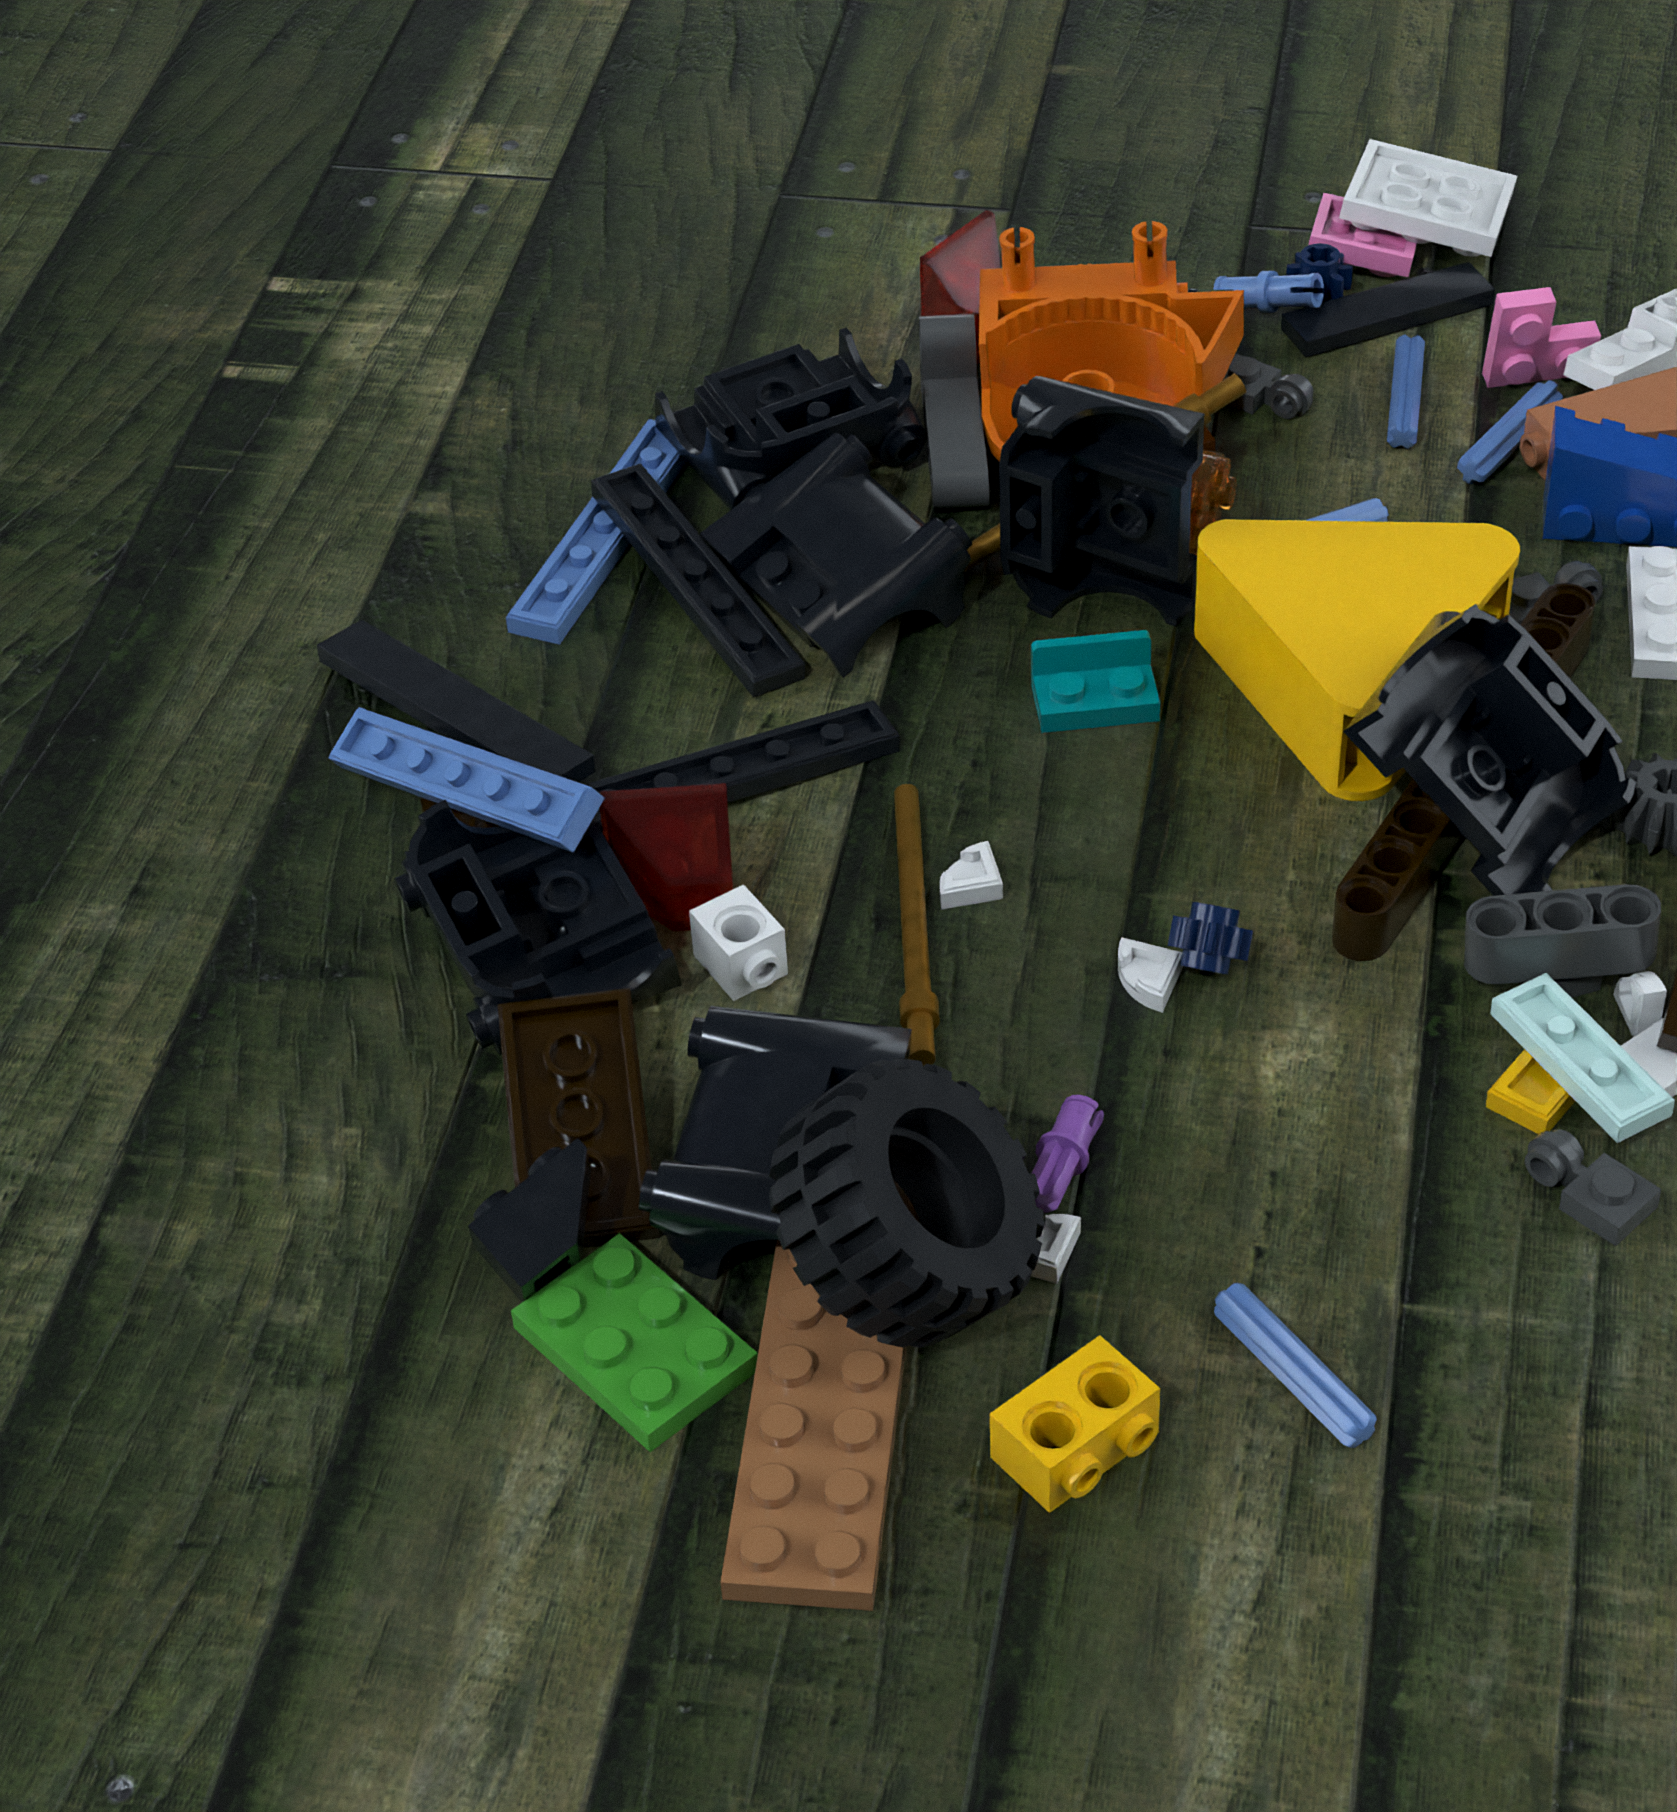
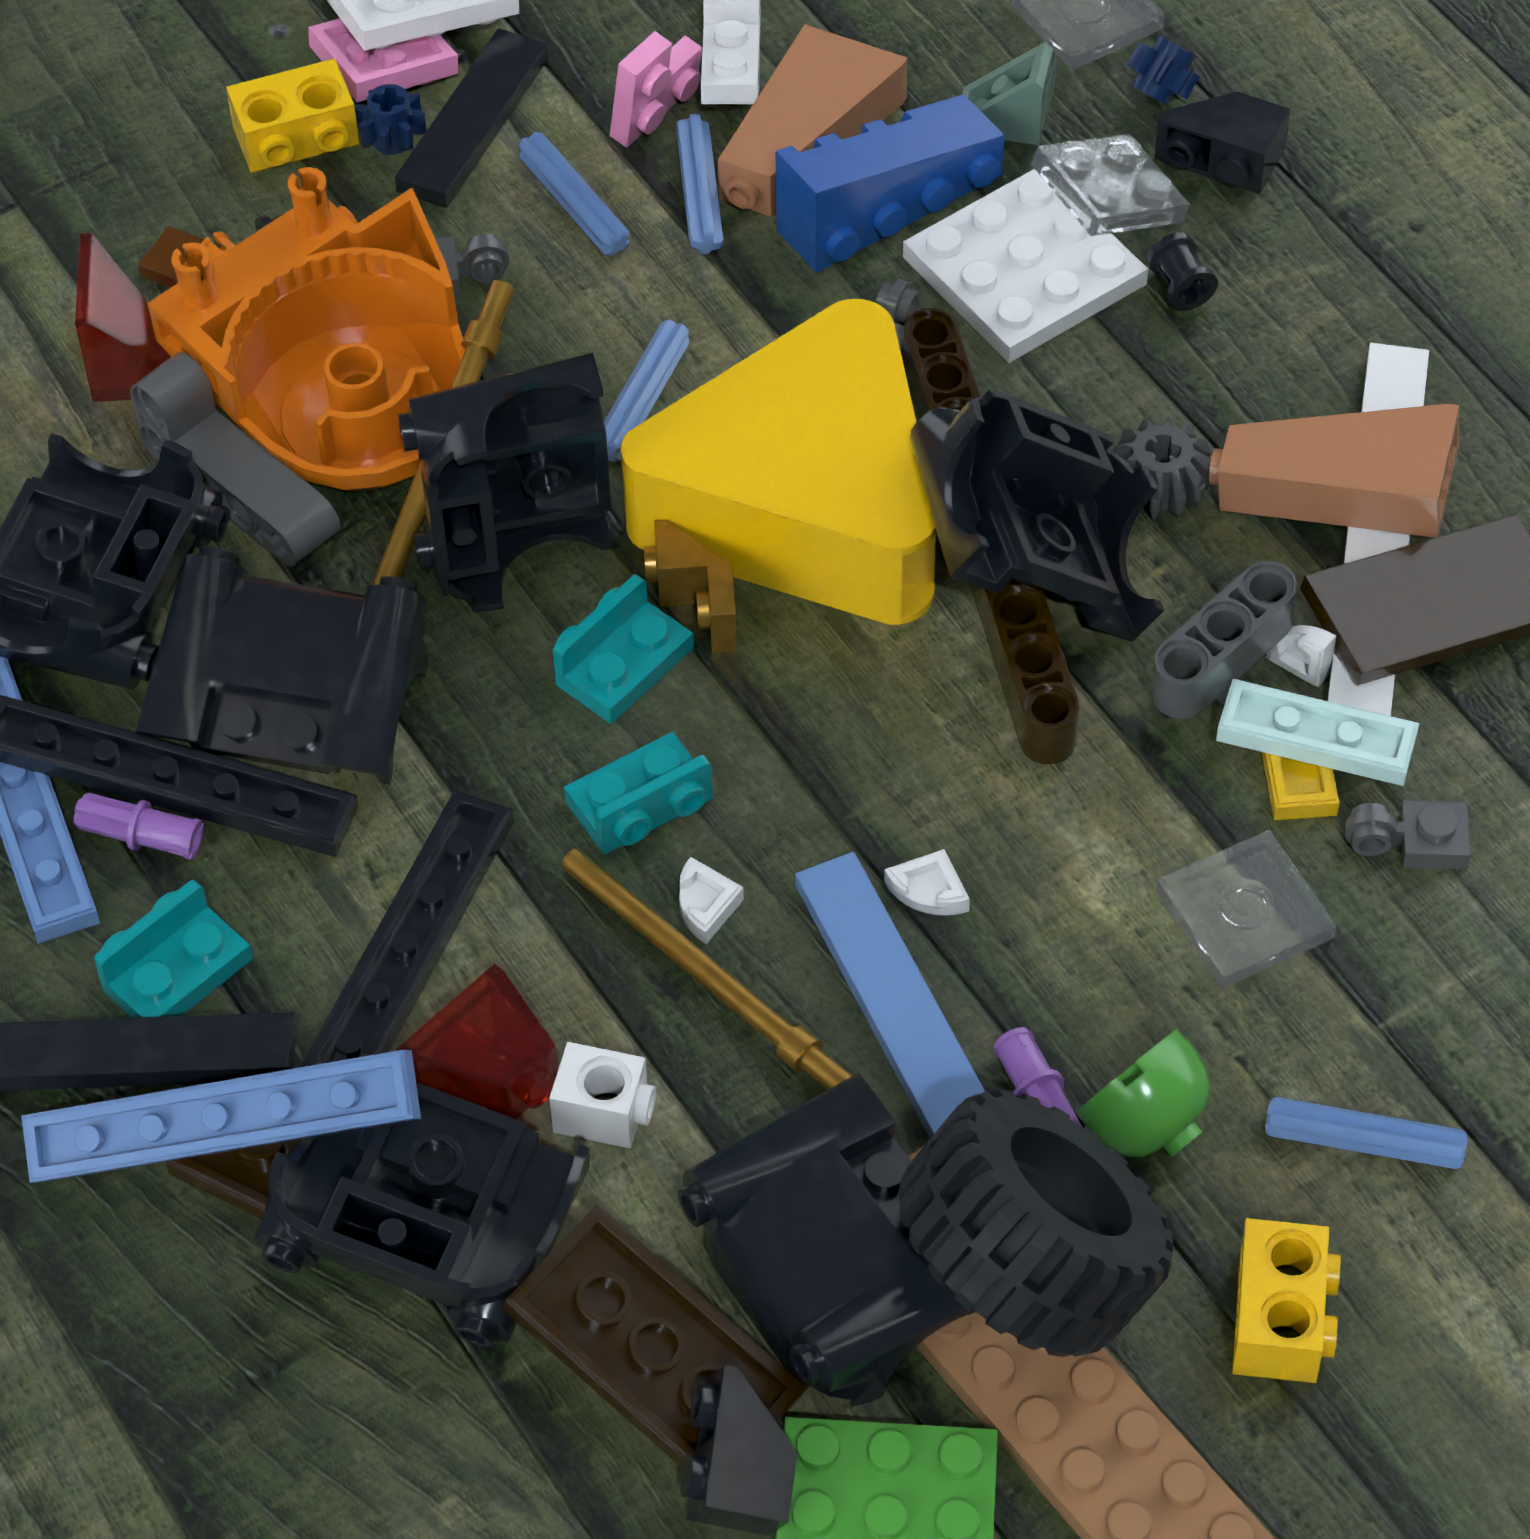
camera: 45 degrees left, 10 degrees up
(570, 680) = (170, 956): none -> teal bracket
(646, 598) = (139, 825): none -> medium lavender axle
(1002, 781) = (640, 792): none -> teal bracket
(1039, 1010) = (888, 988): none -> medium blue tile
(1130, 1208) = (1152, 1101): none -> bright green cylinder
(1196, 673) = (694, 576): none -> pearl gold slope
(1210, 938) = (961, 823): dark blue gear -> none
(1247, 237) = (293, 115): none -> yellow brick
(1271, 291) = (371, 159): medium blue pin -> none
(1383, 1148) = (1246, 909): none -> clear tile

